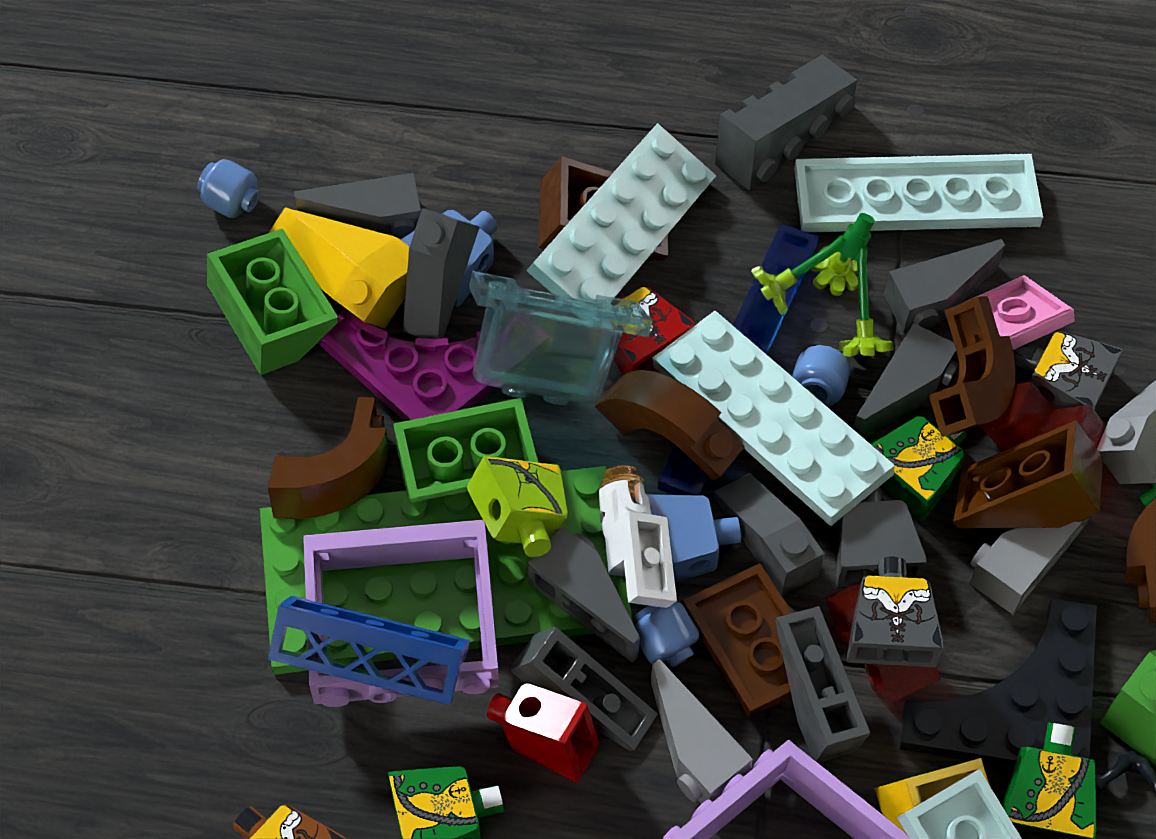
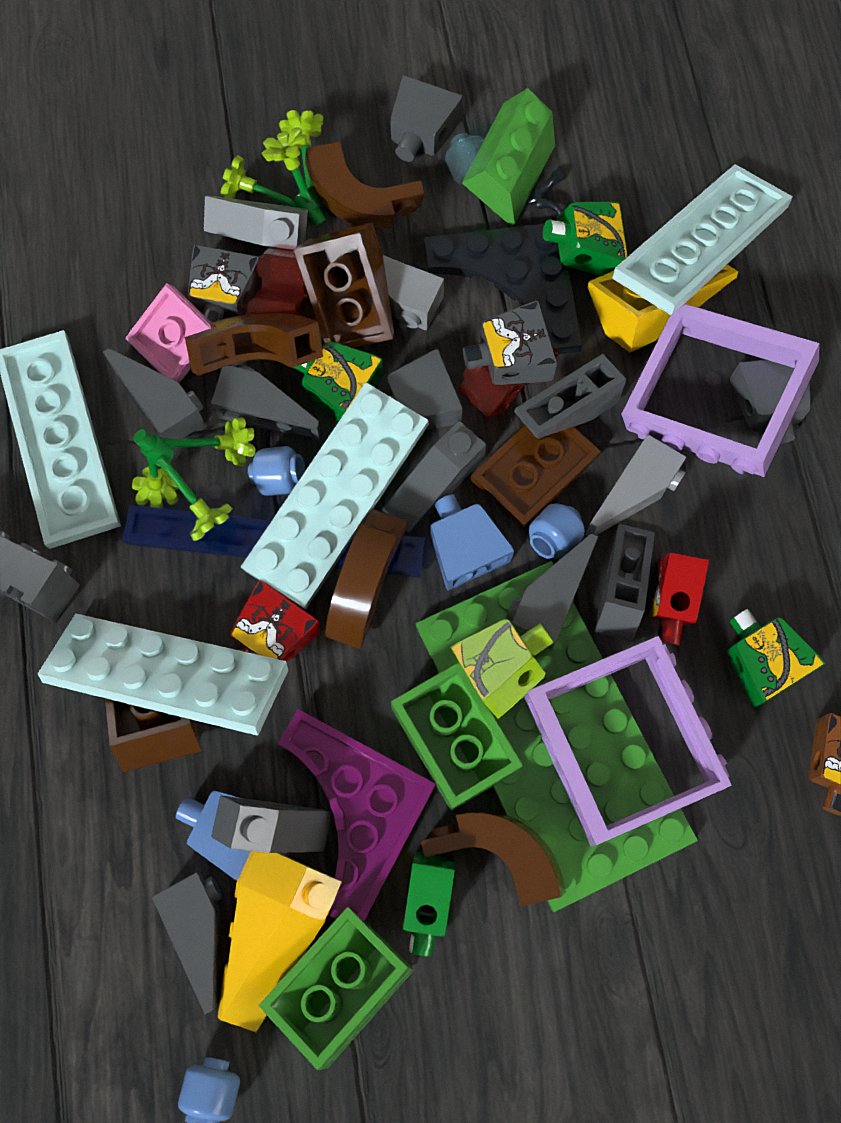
camera: 105 degrees left, 15 degrees up
(318, 393) = (429, 885): none -> green torso
(372, 632) = (681, 743): blue fence -> none
(549, 340) = (334, 687): clear light blue windscreen -> none
(635, 539) = (503, 564): white plate -> none

